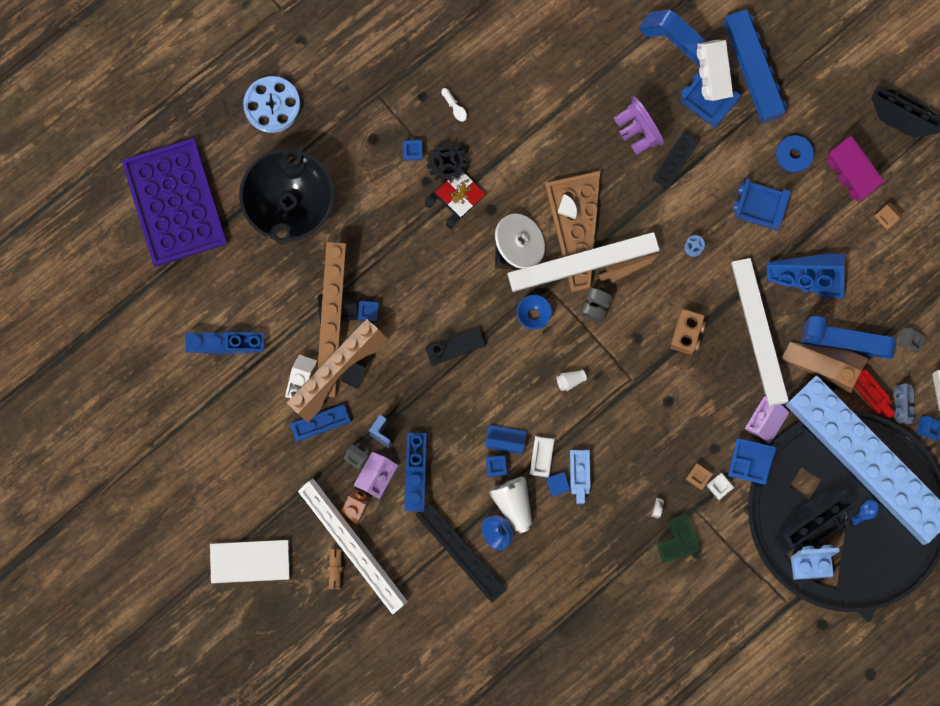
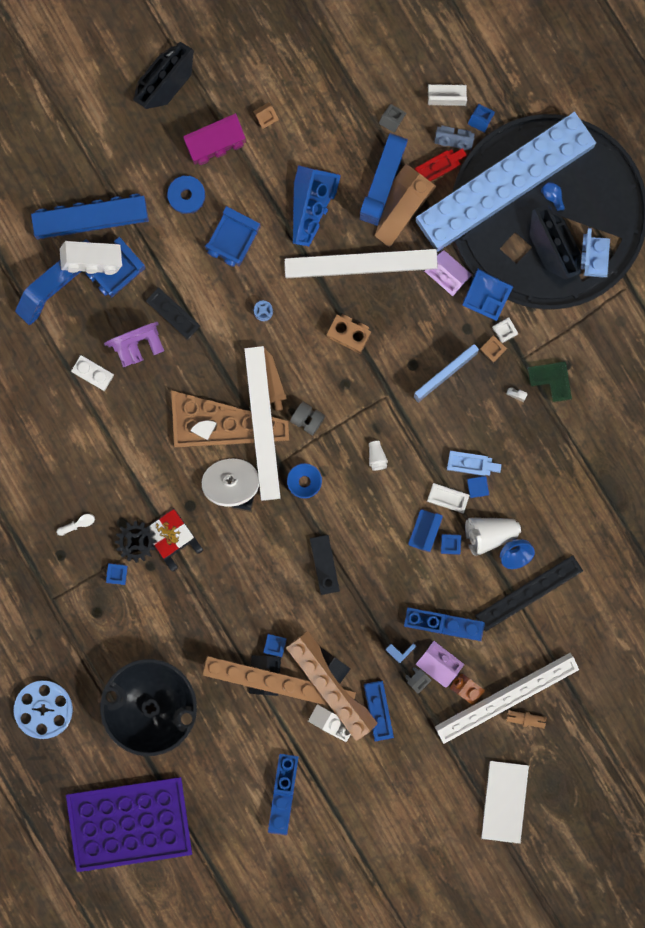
camera: 75 degrees left, 5 degrees up
(603, 95) = (92, 373): none -> white plate
(665, 431) = (446, 373): none -> light blue tile

